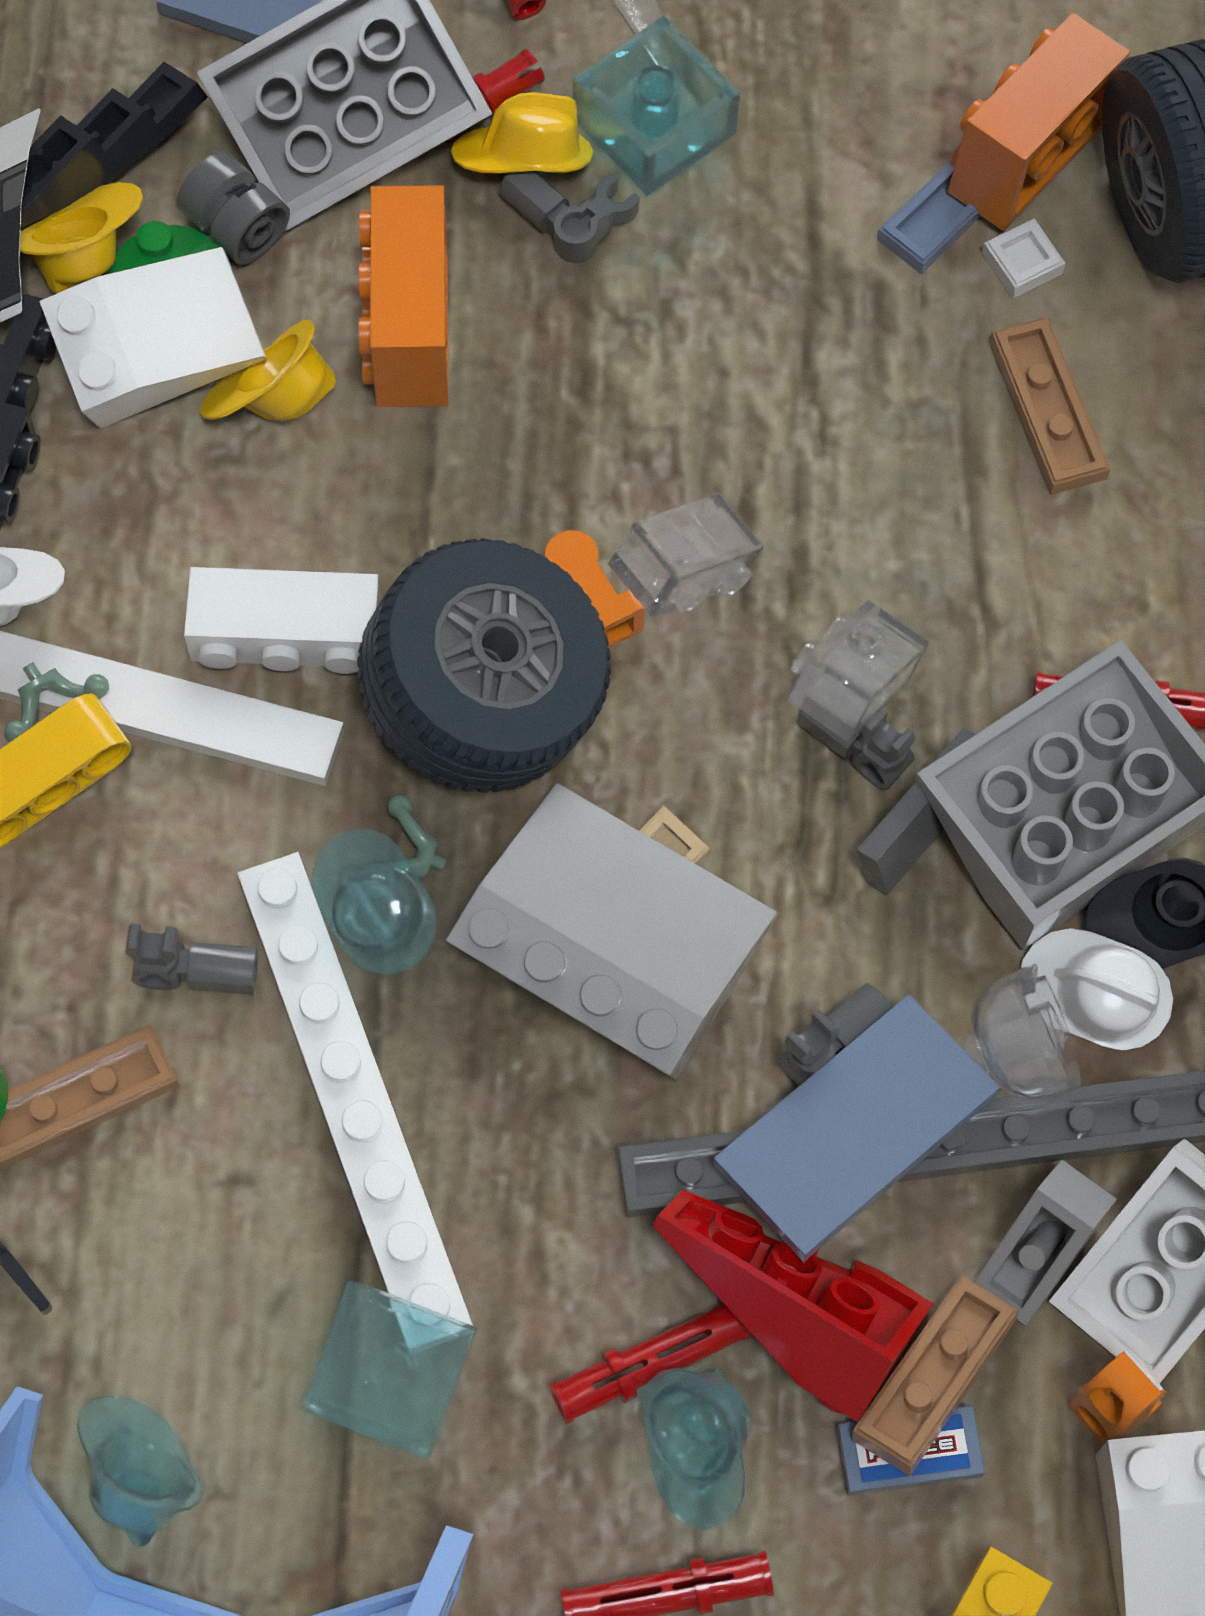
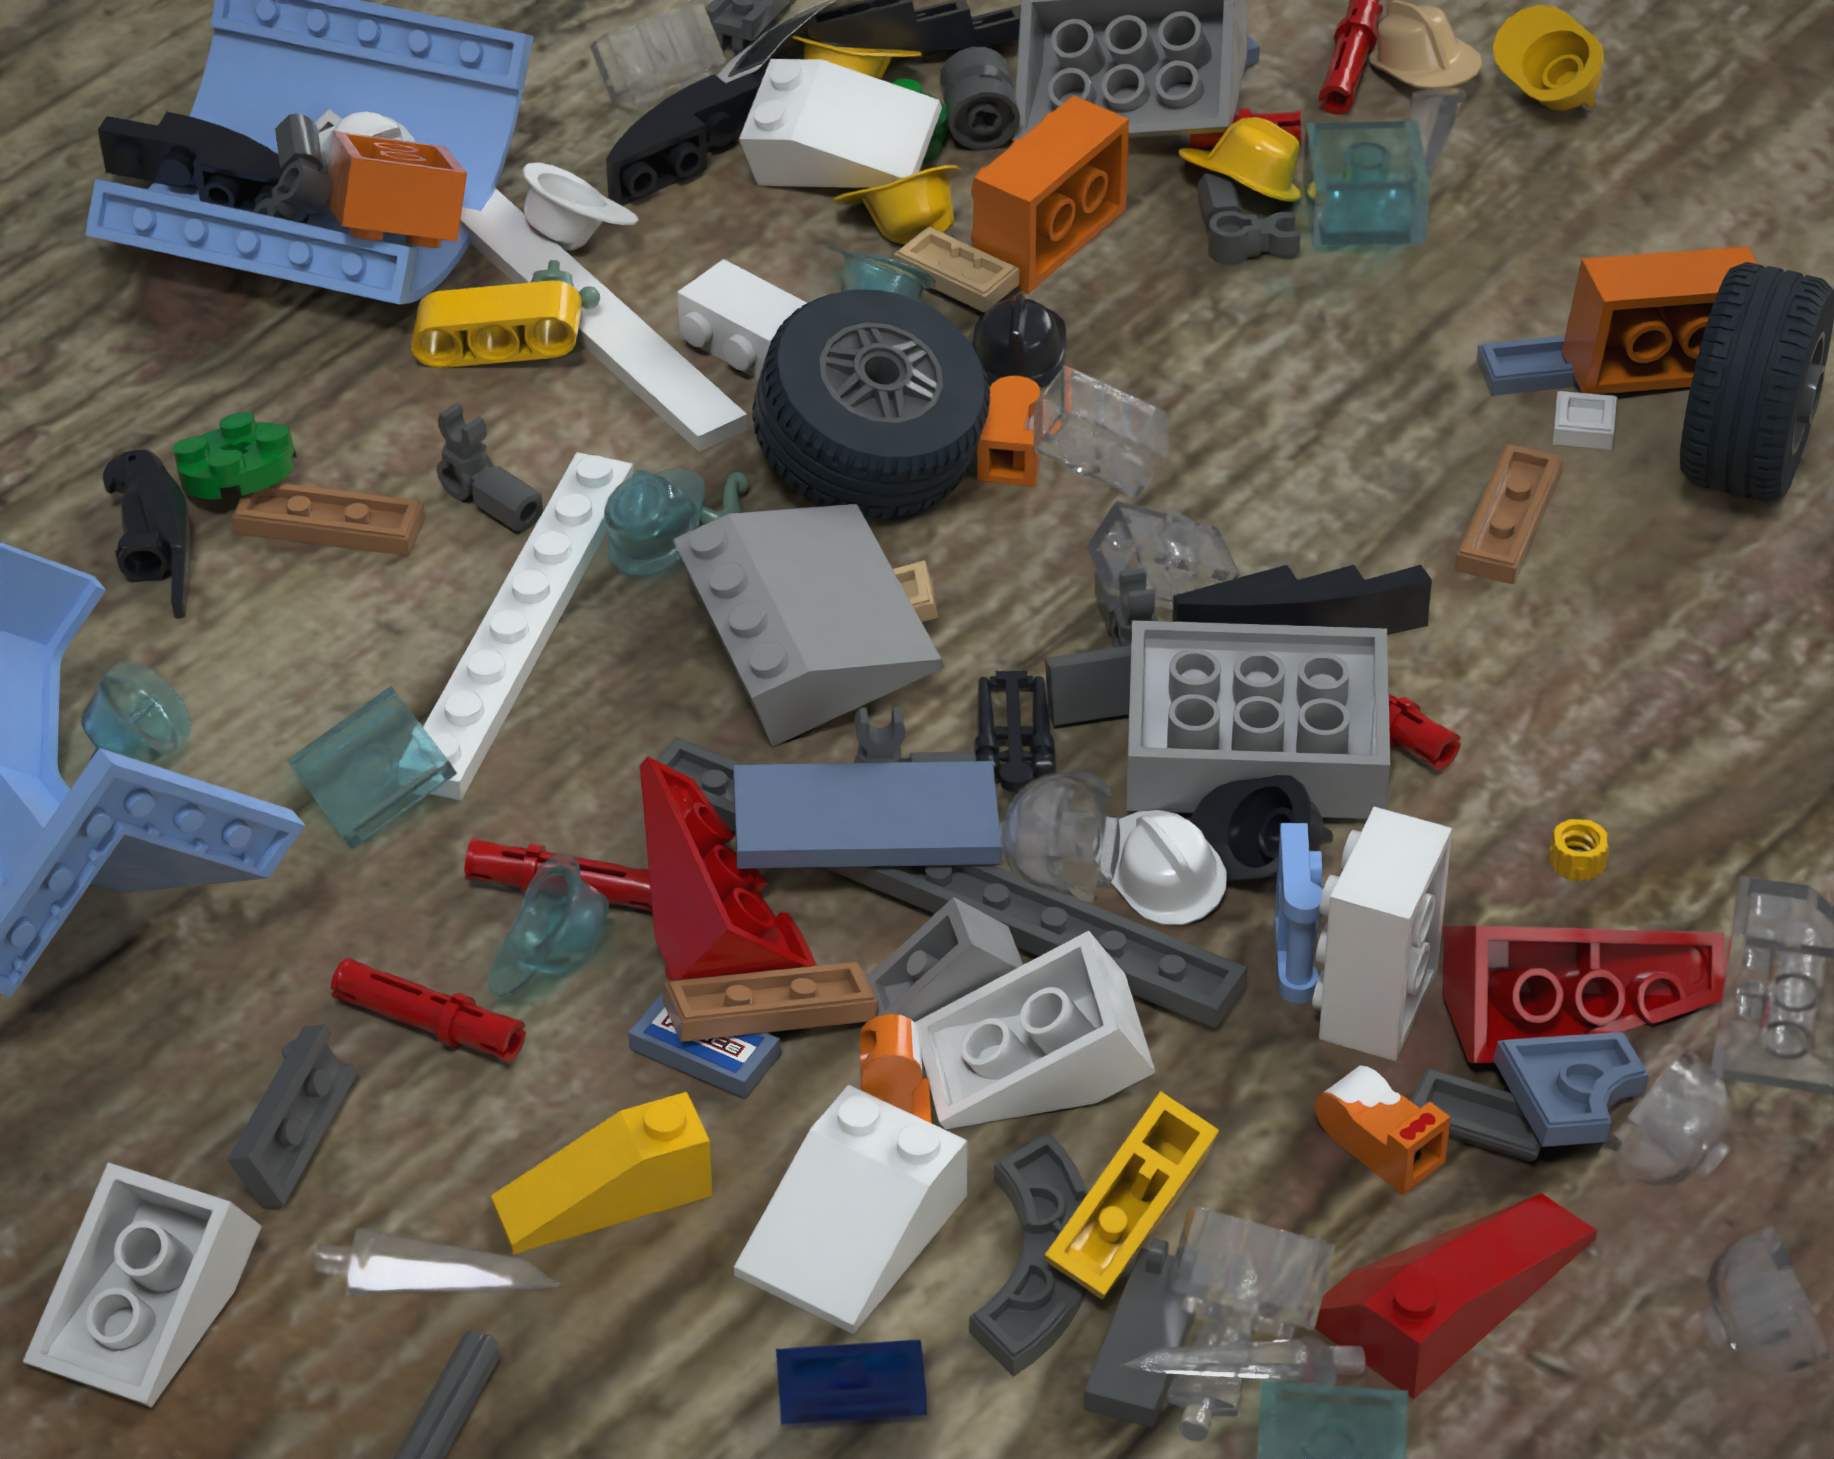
camera: 40 degrees right, 25 degrees down
(334, 496) = (882, 273): none -> clear light blue piece
(378, 427) = (960, 268): none -> tan plate
(496, 476) = (1020, 340): none -> black piece
(917, 980) = (1042, 745): none -> black piece
(980, 646) = (1328, 599): none -> black slope

